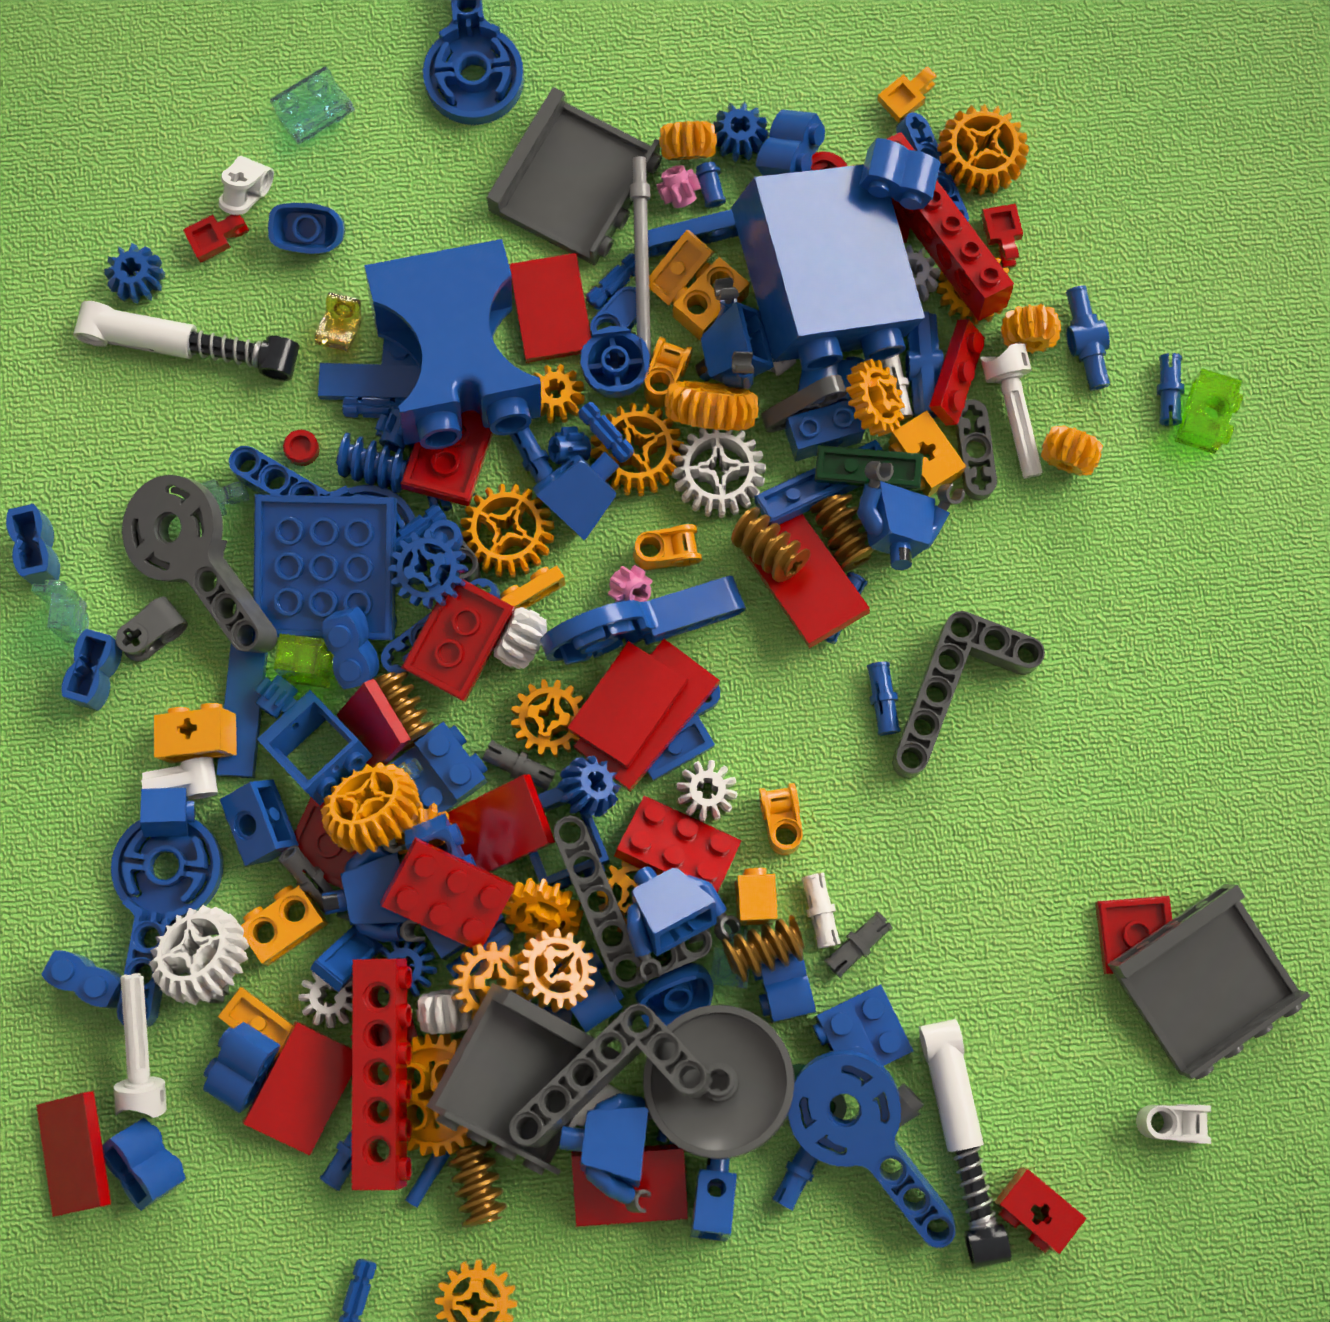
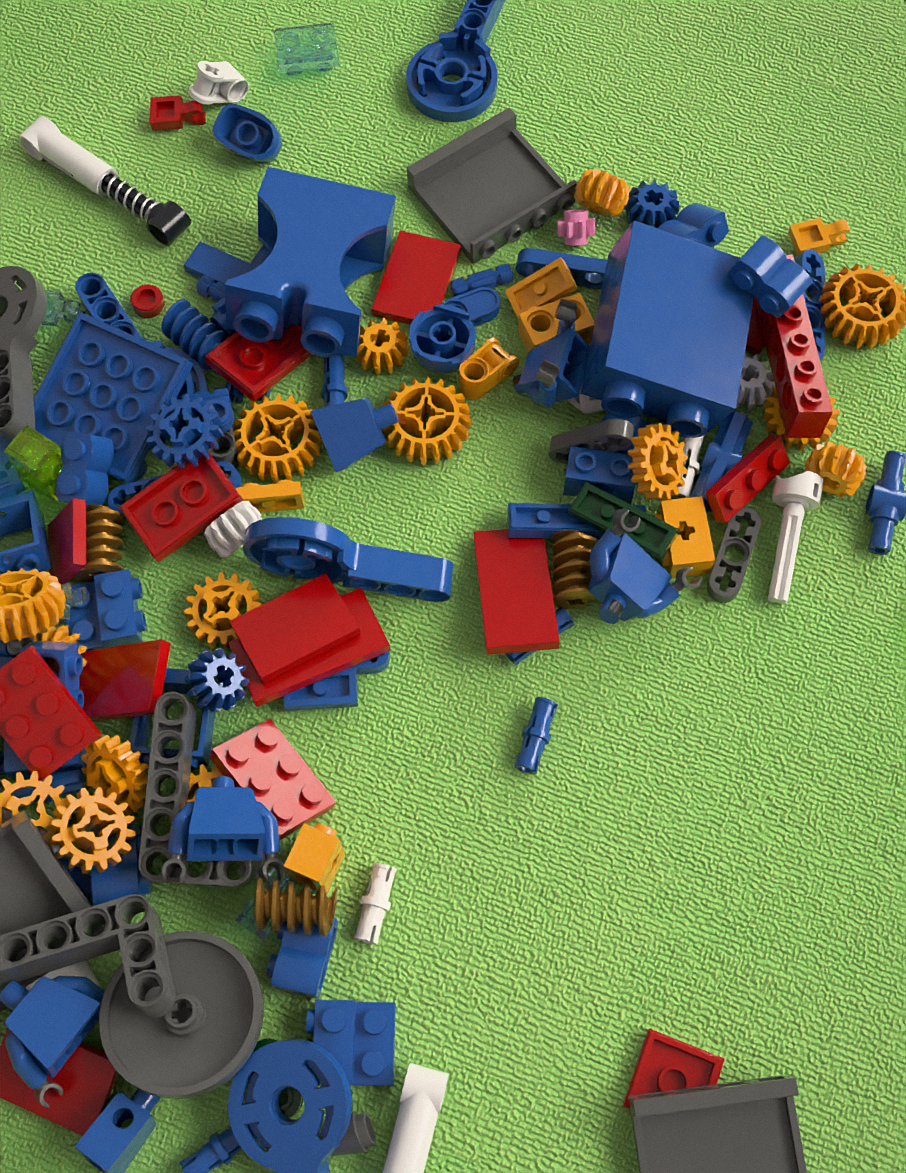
camera: 30 degrees right, 10 degrees down
(125, 266) = (94, 114): blue gear -> none
(339, 322) = (234, 218): clear yellow bracket -> none
(518, 764) = (170, 632): dark grey pin -> none
(568, 444) = (368, 387): blue gear -> none
(606, 432) = (402, 389): blue axle -> none
(630, 585) = (364, 526): bright pink gear -> none
(640, 195) = (536, 216): light grey bar -> none
(670, 548) = (410, 515): light orange piece -> none
(676, 992) = (197, 909): blue piece -> none
(705, 471) = (491, 444): white gear -> none
(710, 184) = (606, 231): blue pin -> none
(711, 405) = (506, 407): light orange gear -> none
(717, 784) = (327, 754): white gear -> none
(767, 547) = (495, 546): pearl gold piece -> none
(780, 811) = (384, 792): light orange piece -> none
(858, 944) = (393, 953): dark grey pin -> none
(947, 680) = (605, 745): dark grey beam -> none
(1003, 228) = (851, 378): red plate -> none
(1071, 450) = (823, 591): light orange gear -> none

